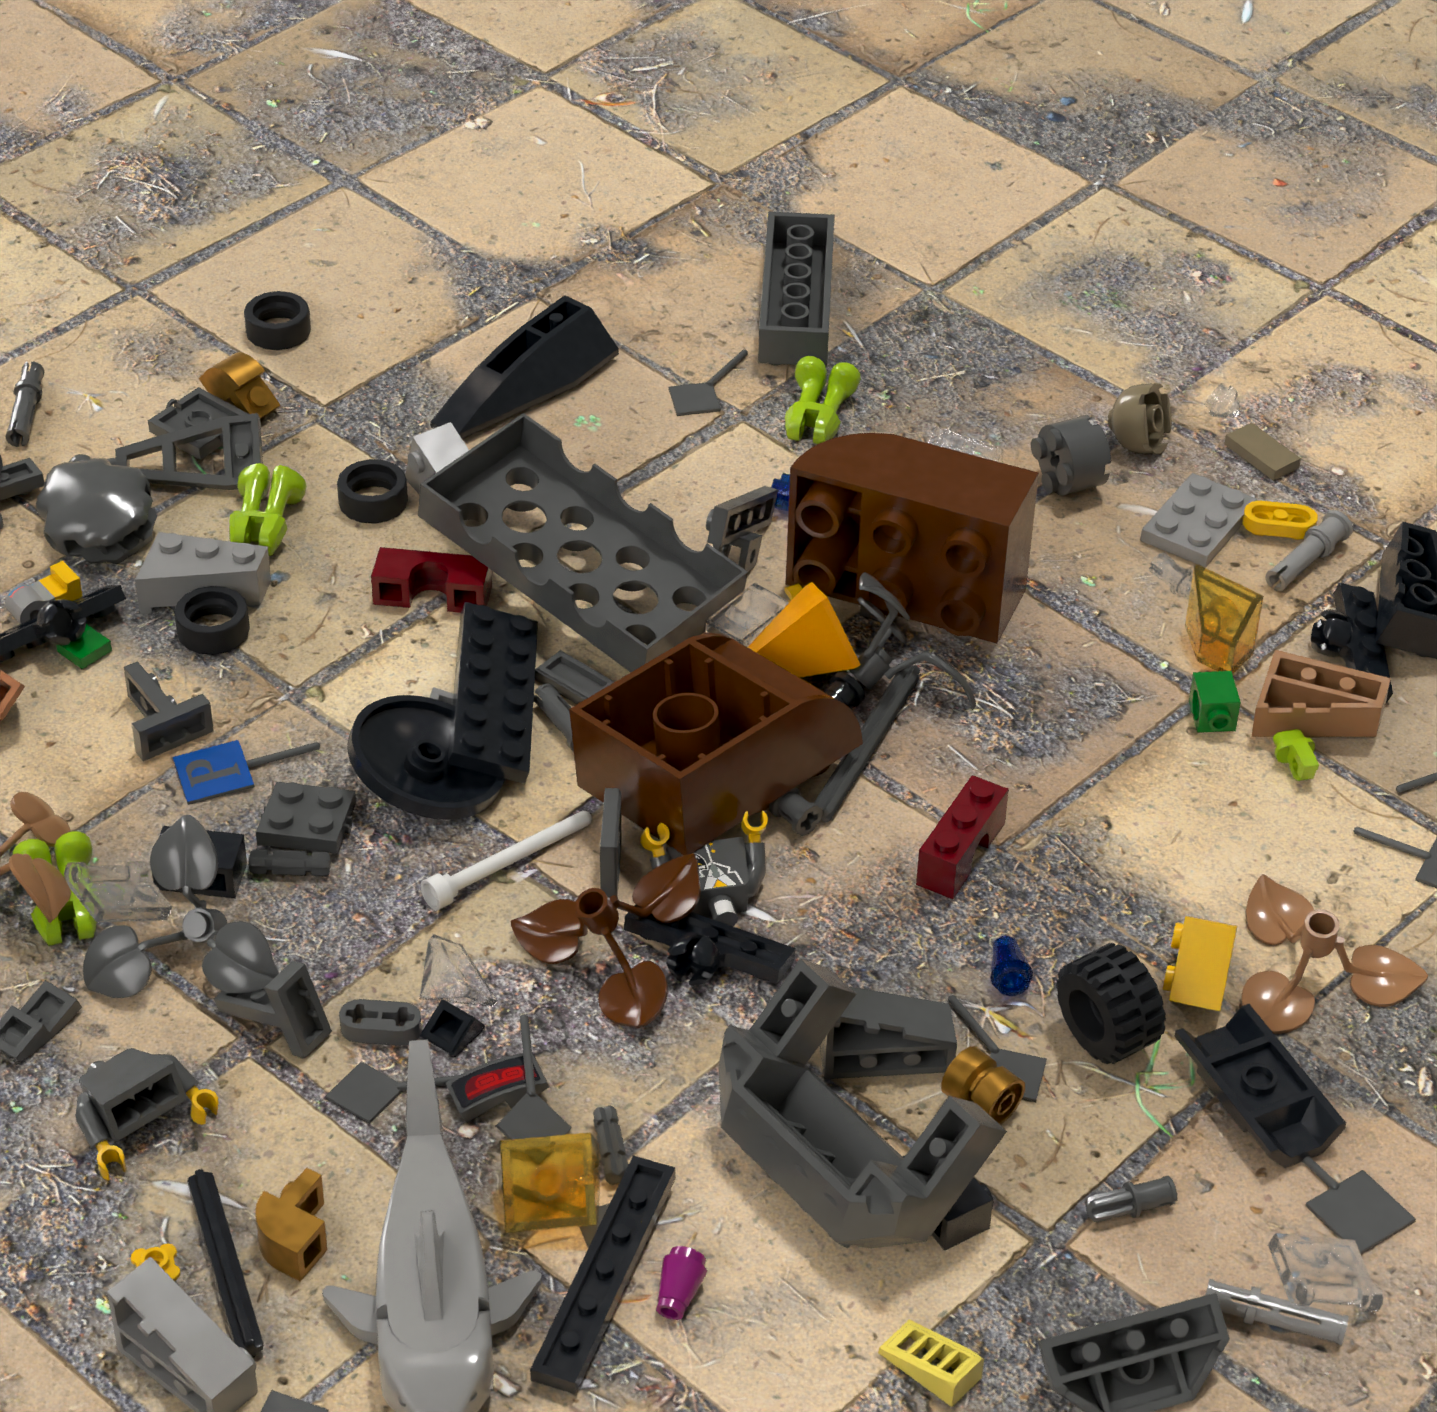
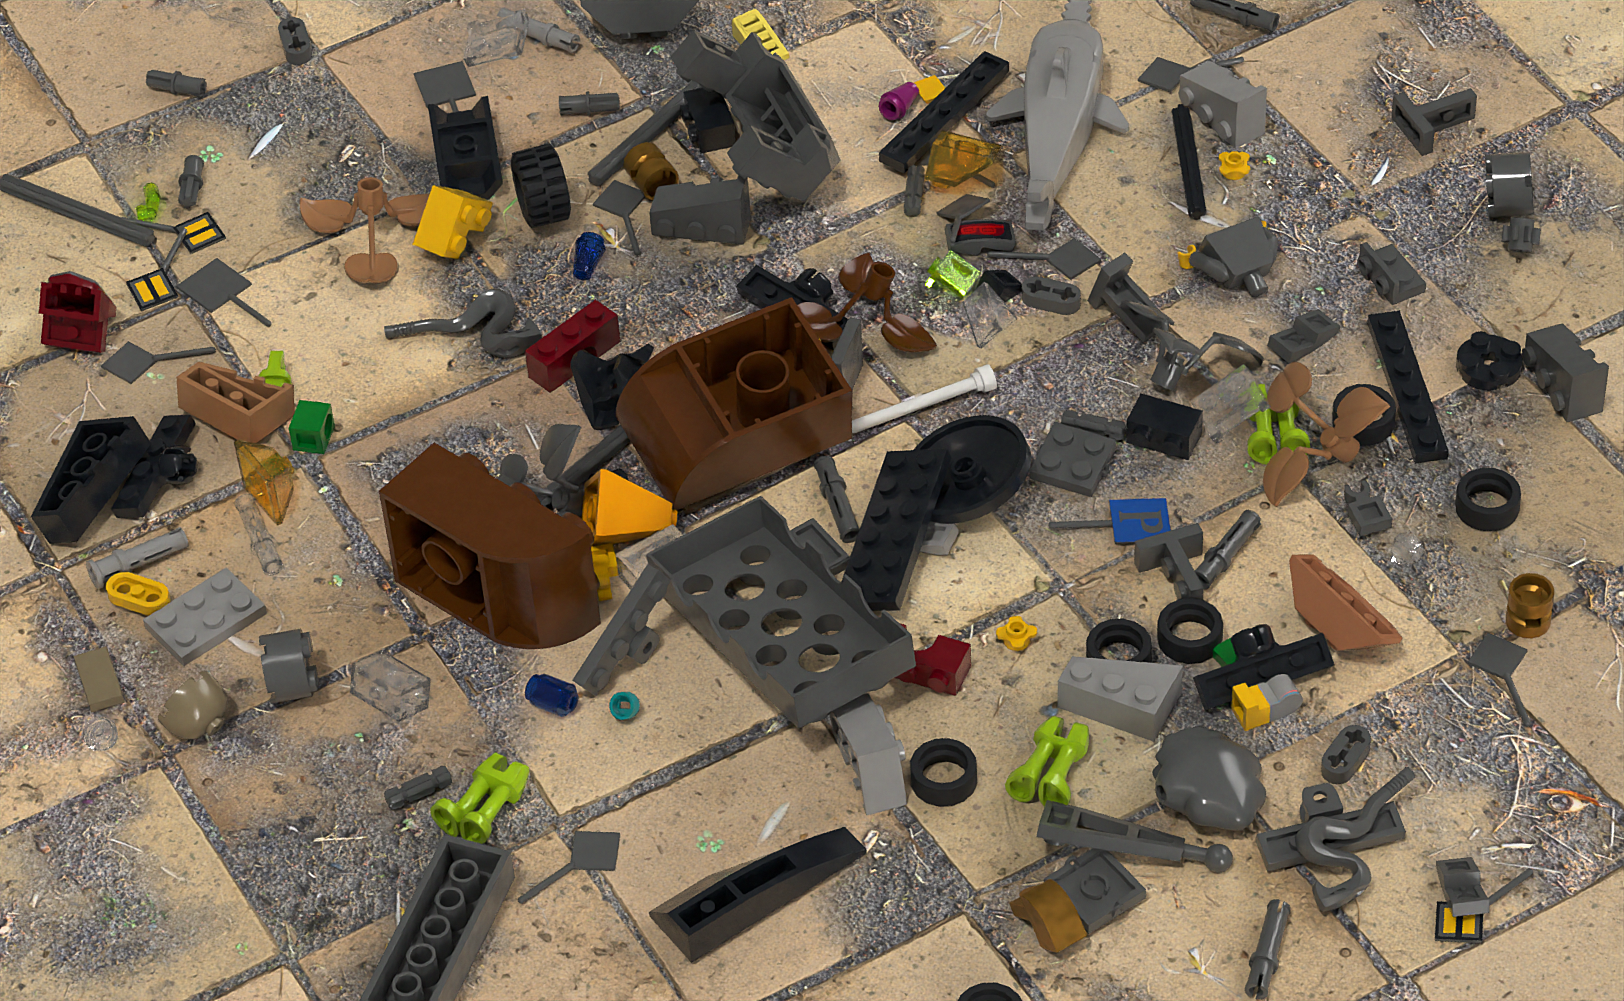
camera: 160 degrees left, 5 degrees up
(112, 731) = (1219, 558): none -> dark grey pin
(134, 634) = (1189, 611): none -> black tyre
(288, 1230) = (1140, 165): pearl gold brick -> none
(329, 628) = (1016, 633): none -> yellow plate
(504, 1017) = (953, 273): none -> clear neon green bracket
(643, 1332) = (929, 88): none -> yellow piece
(715, 496) = (624, 713): none -> teal hinge
(888, 411) = (418, 787): none -> dark grey axle
(913, 804) = (597, 377): none -> black piece
(1020, 1181) = (643, 134): none -> dark grey axle
(1096, 880) = (489, 302): none -> dark grey animal

